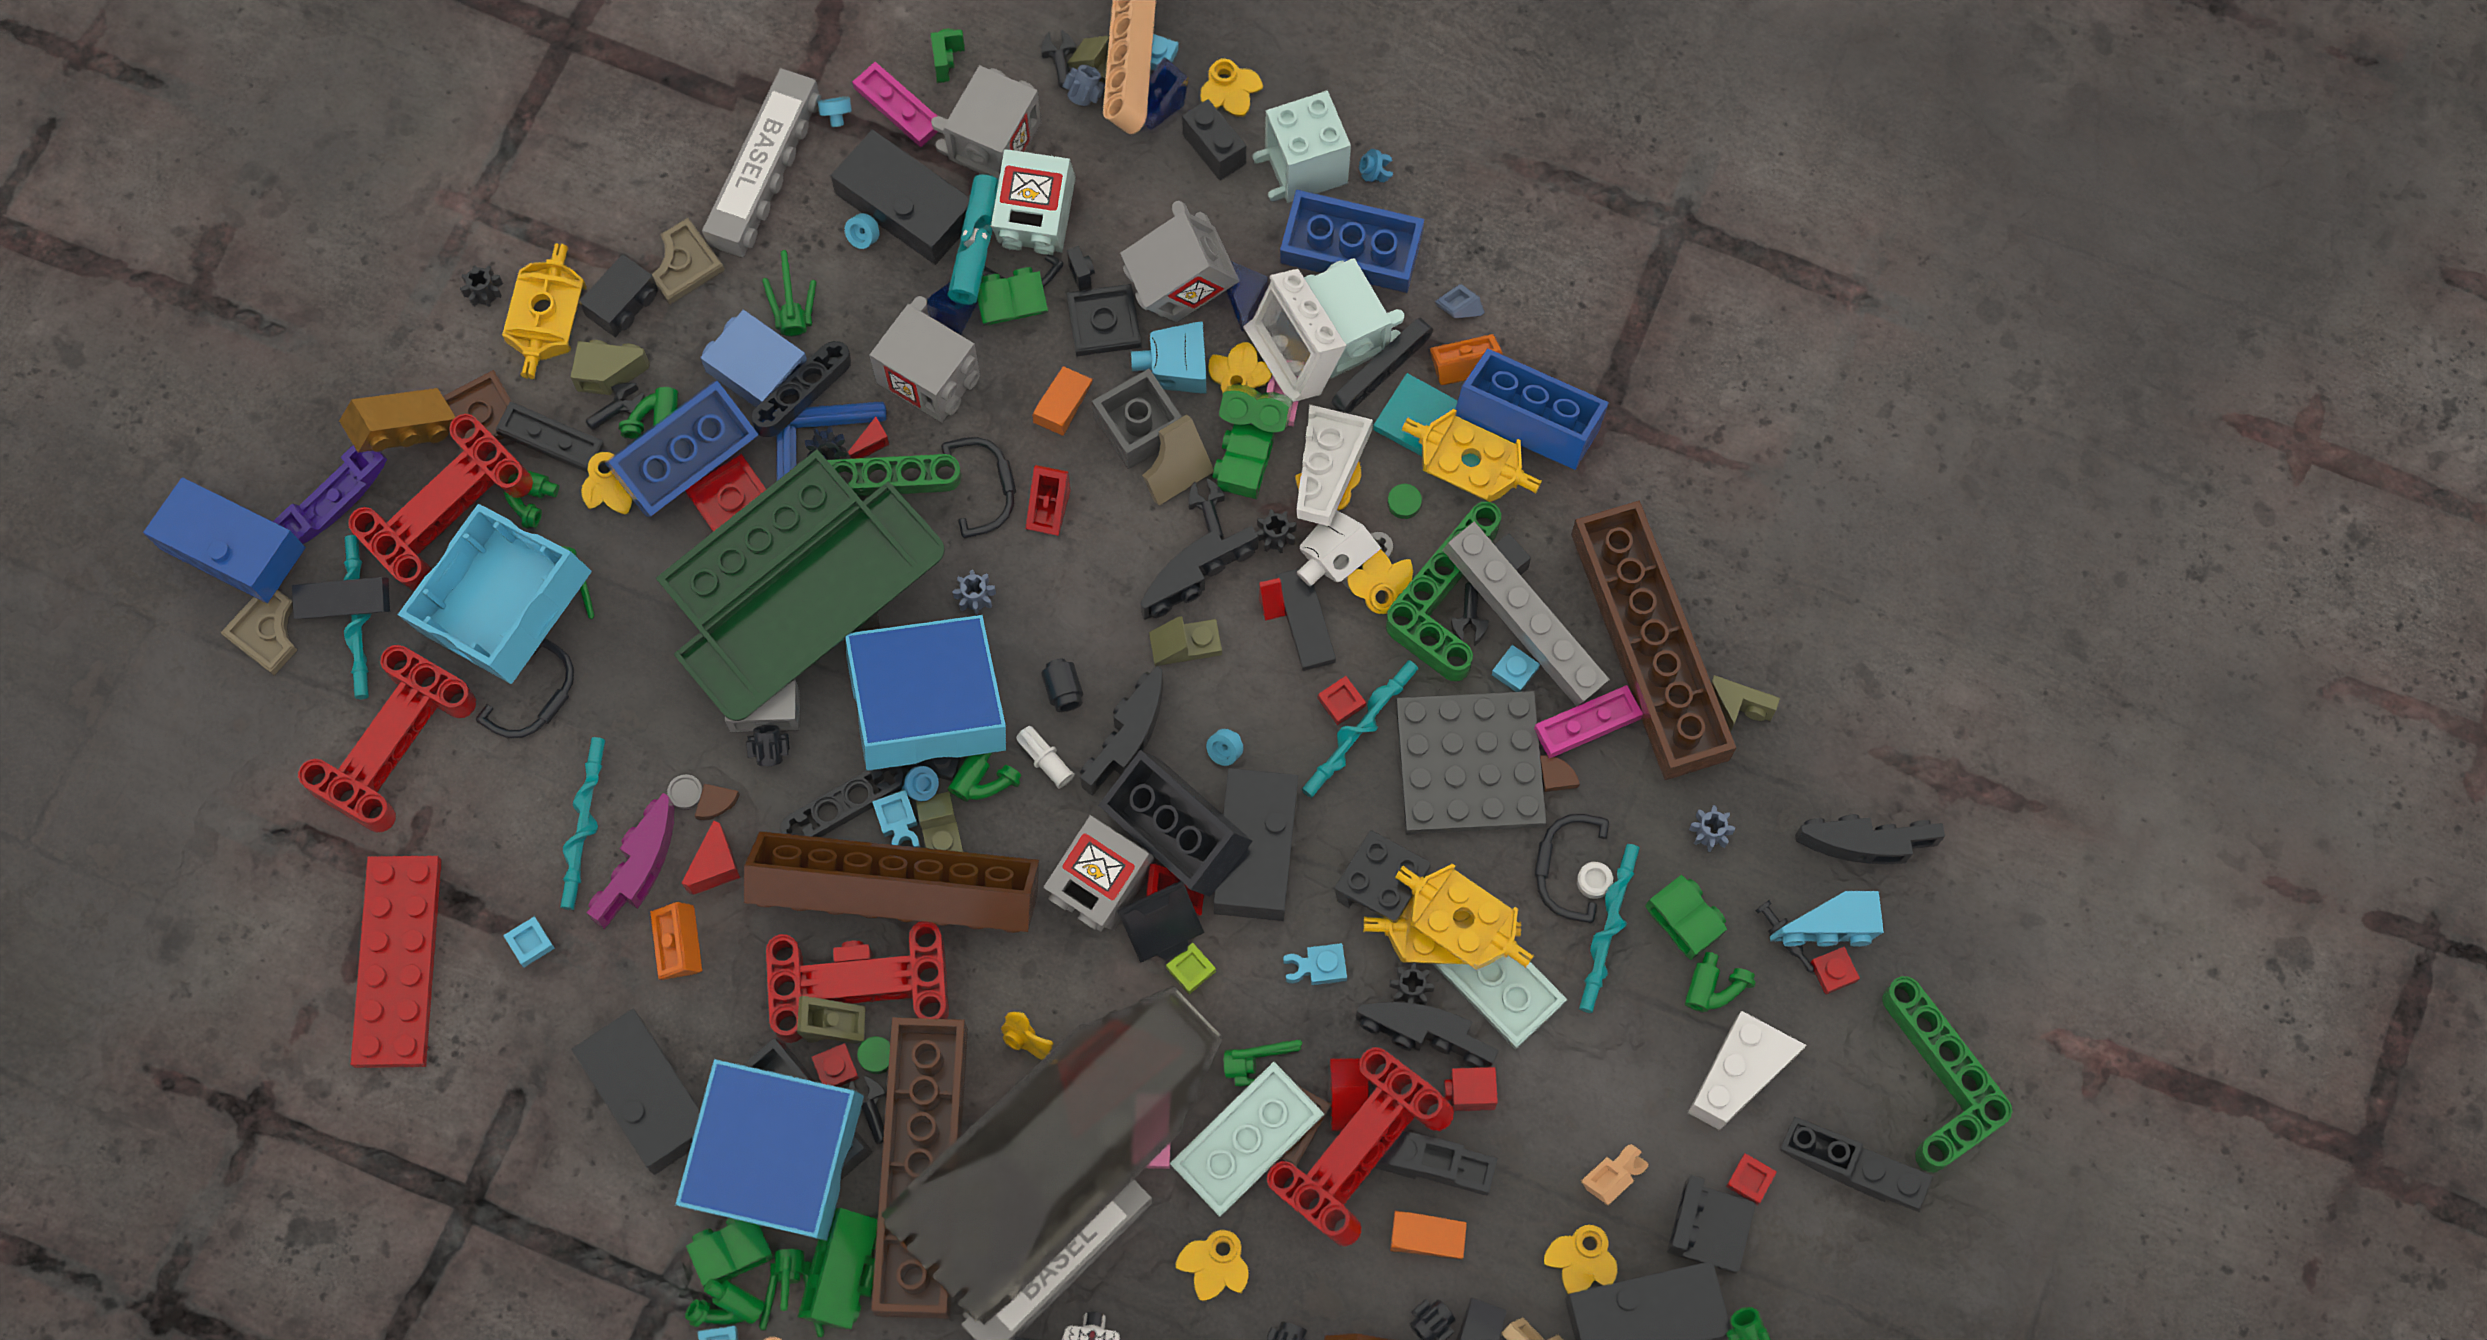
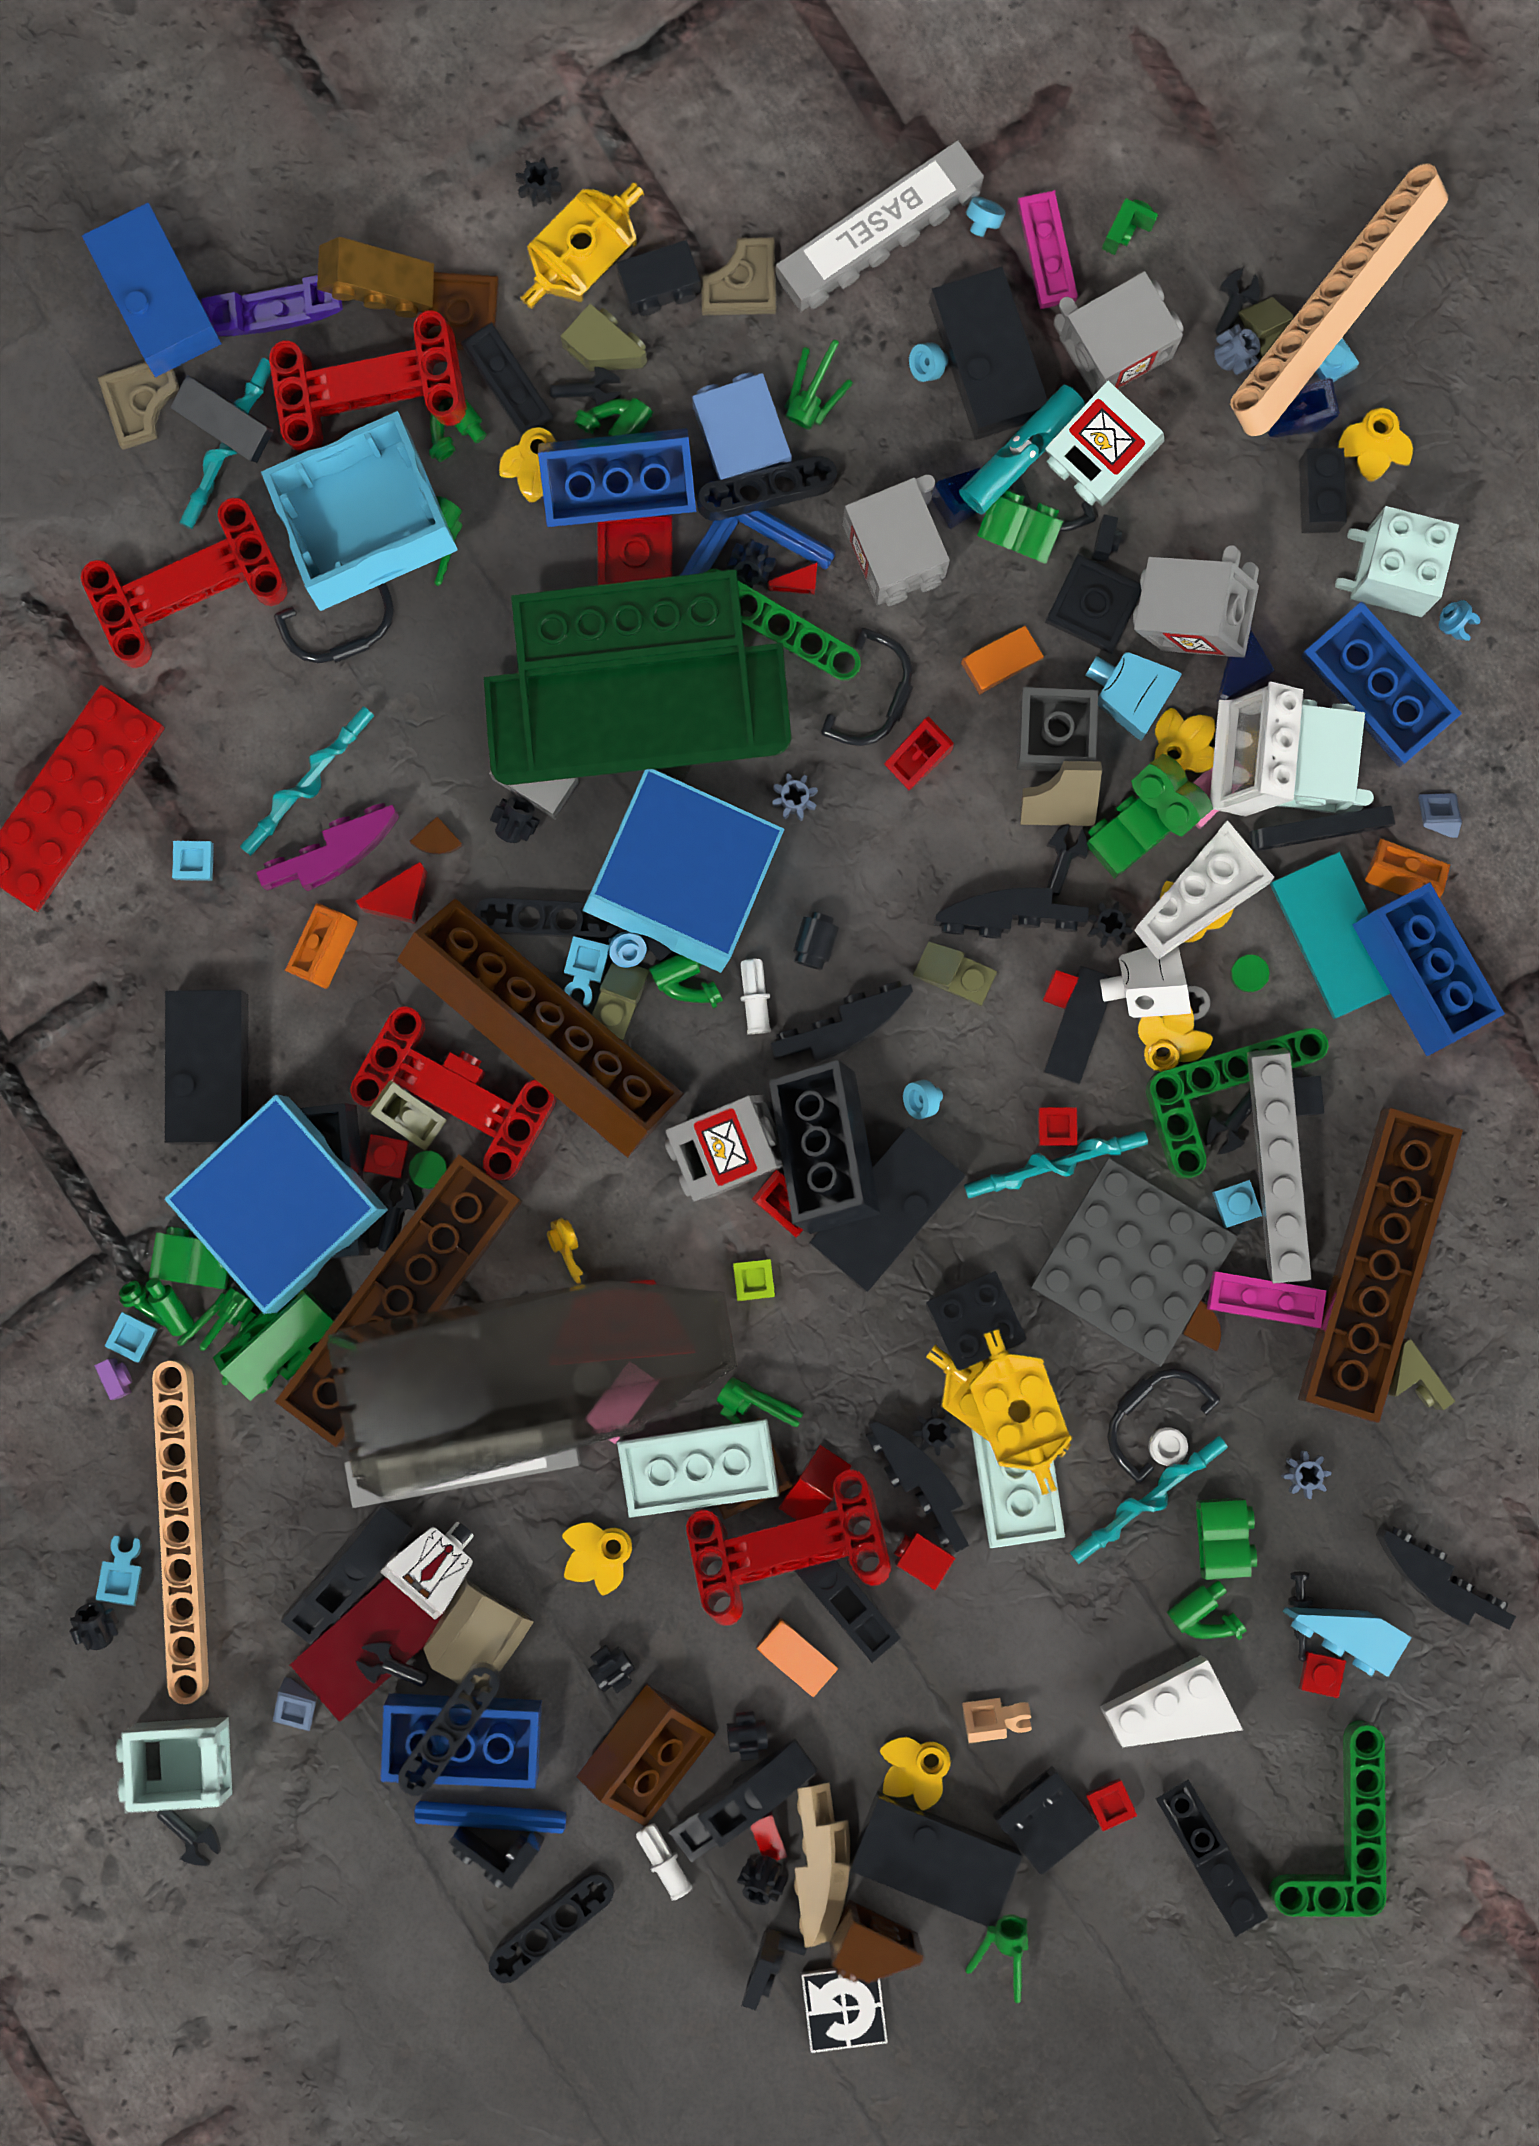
camera: 30 degrees right, 15 degrees up
(685, 791) = (416, 810): light grey piece -> none
(1161, 923) = (752, 1227): black piece -> none
(1323, 964) = (872, 1356): medium azure plate -> none
(1451, 438) = (1338, 947): yellow plate -> none

